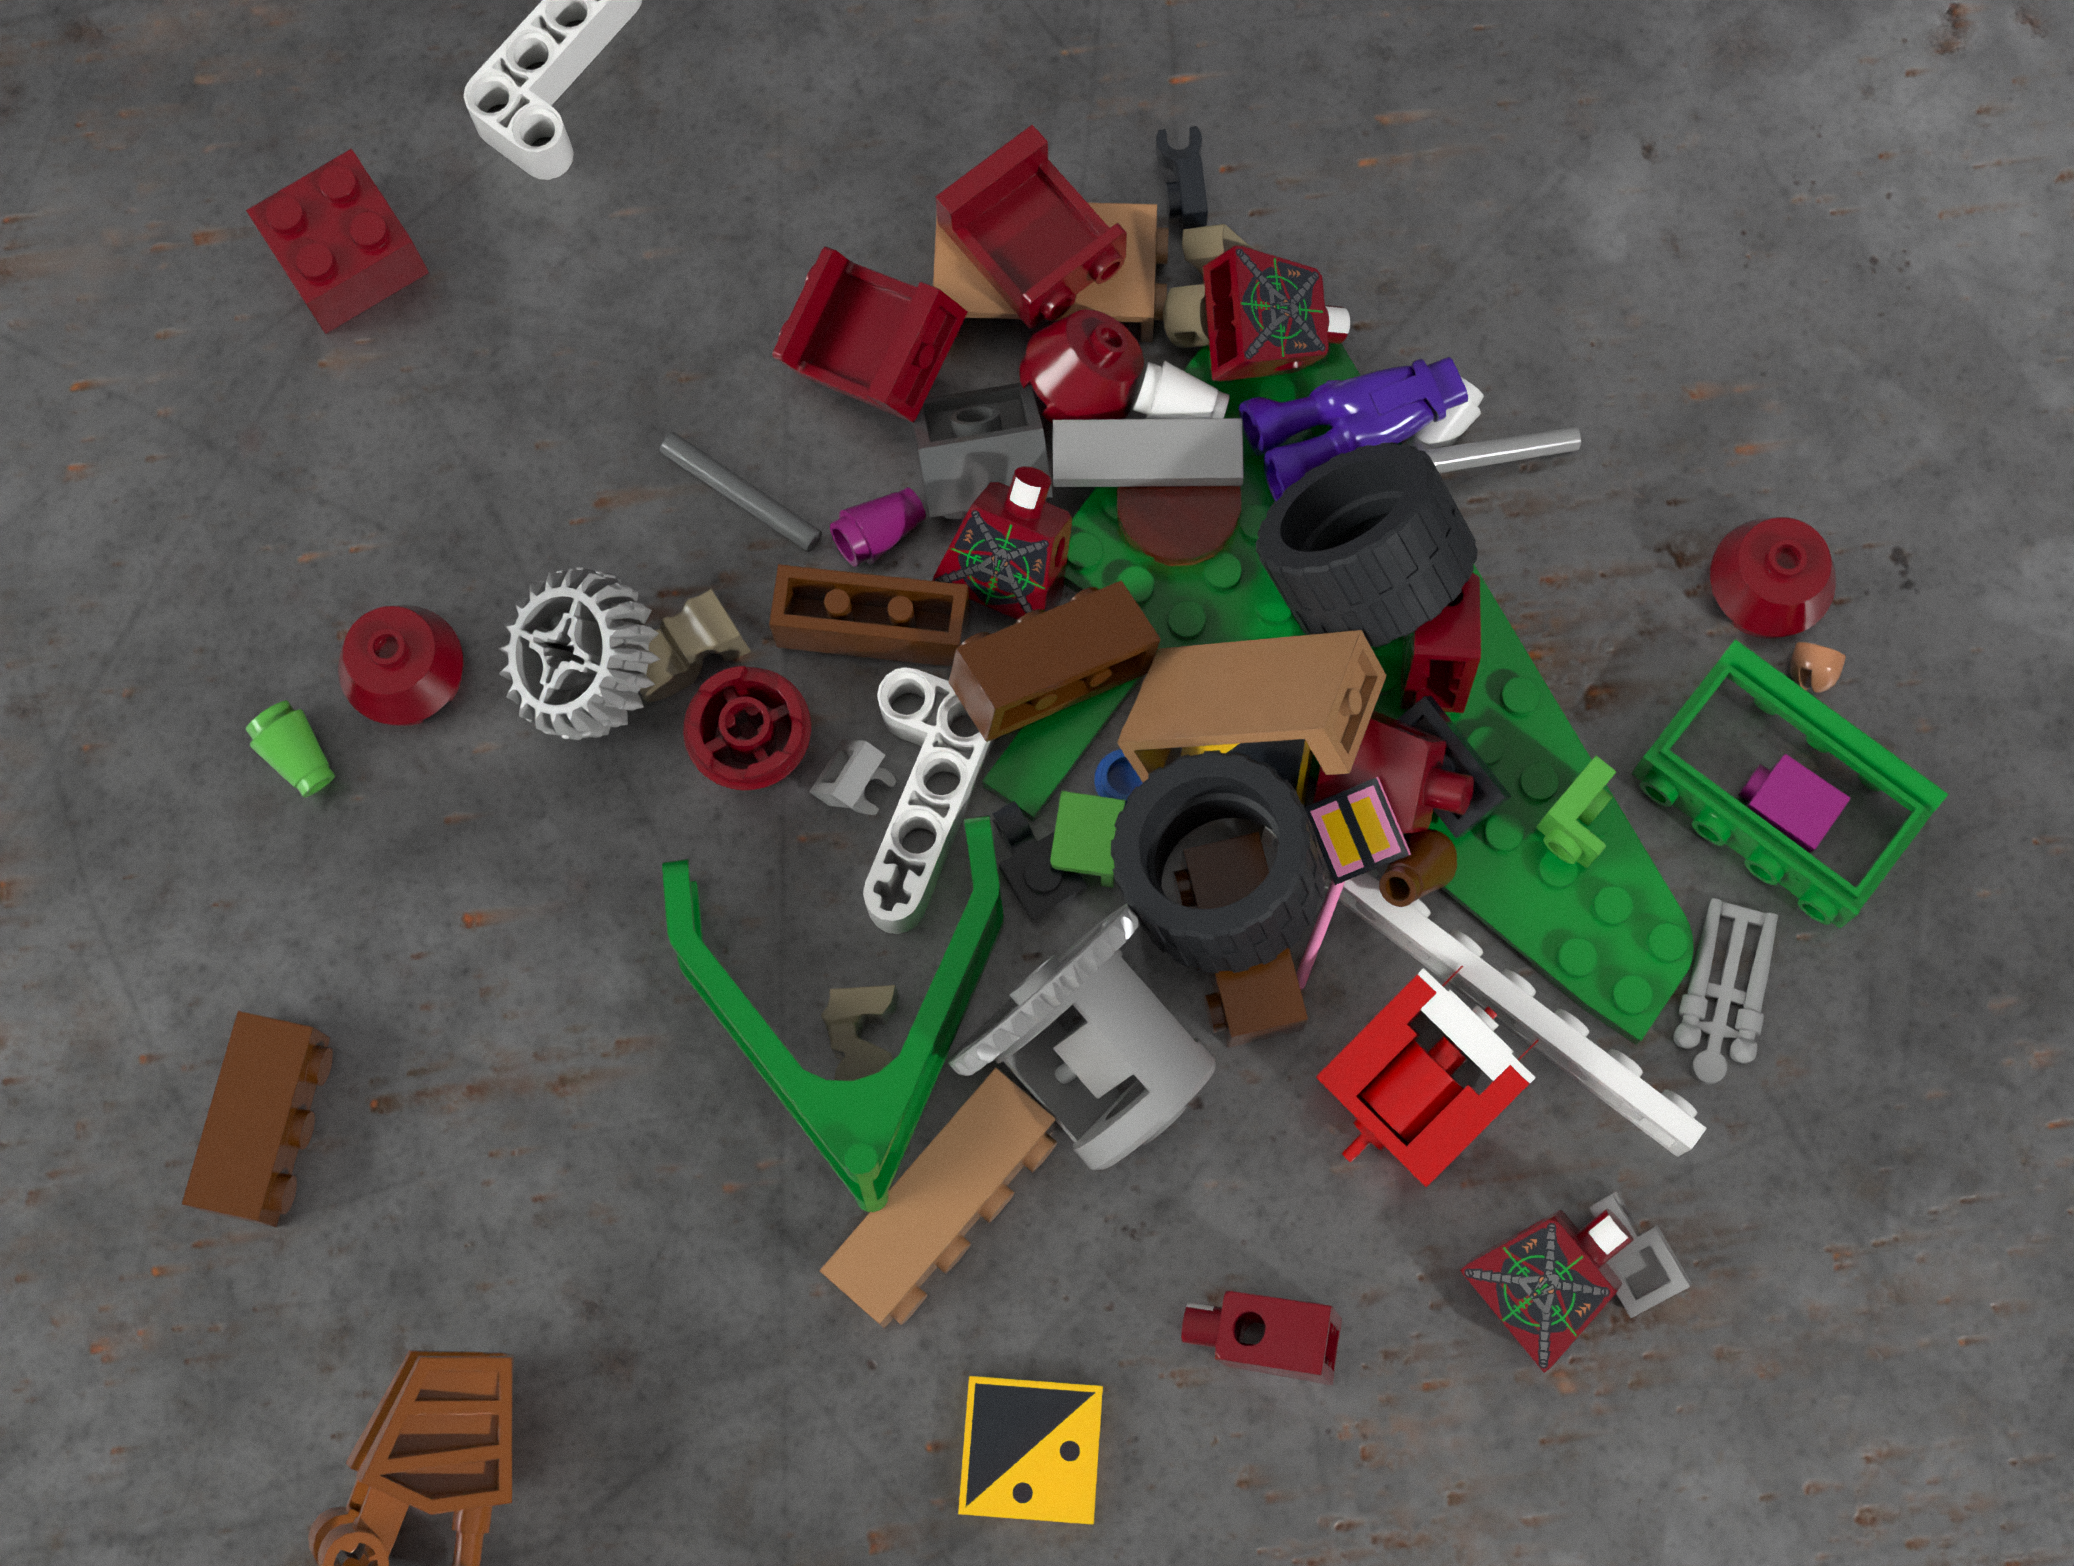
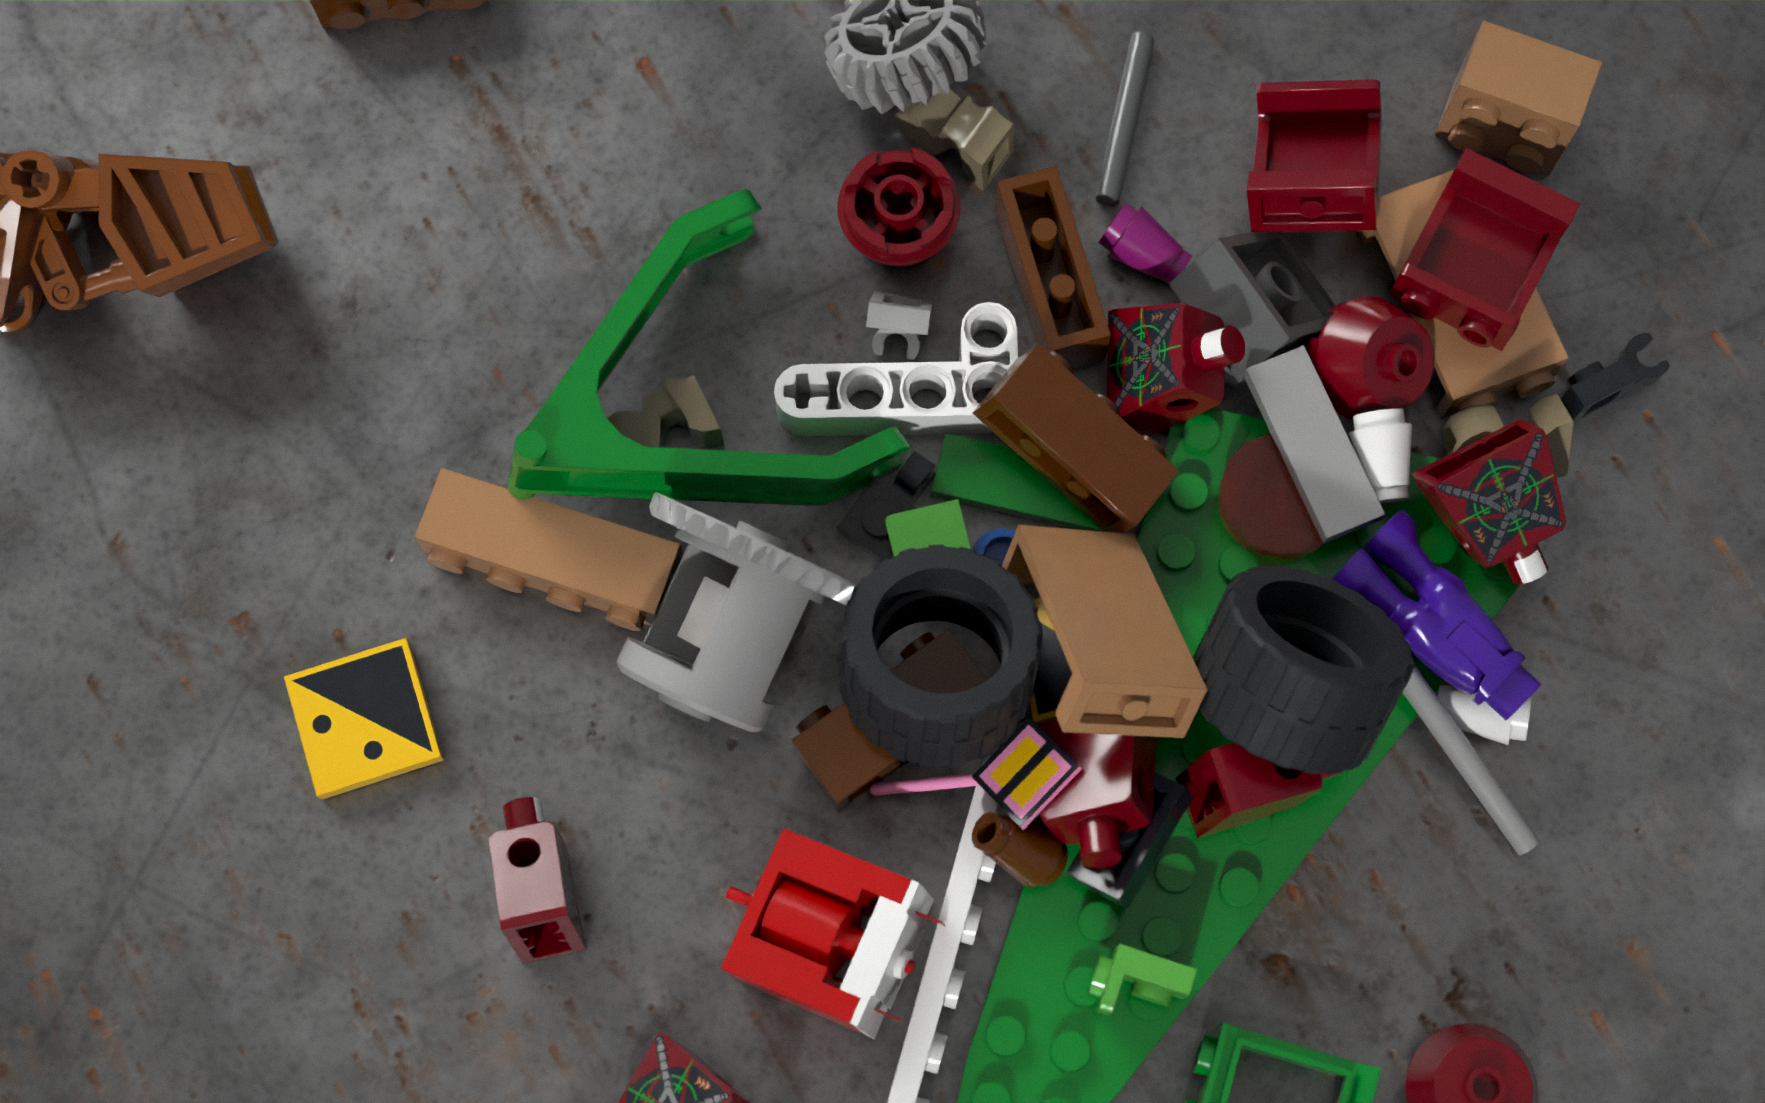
camera: 65 degrees right, 0 degrees up
(893, 139) = (1517, 99): none -> medium nougat brick

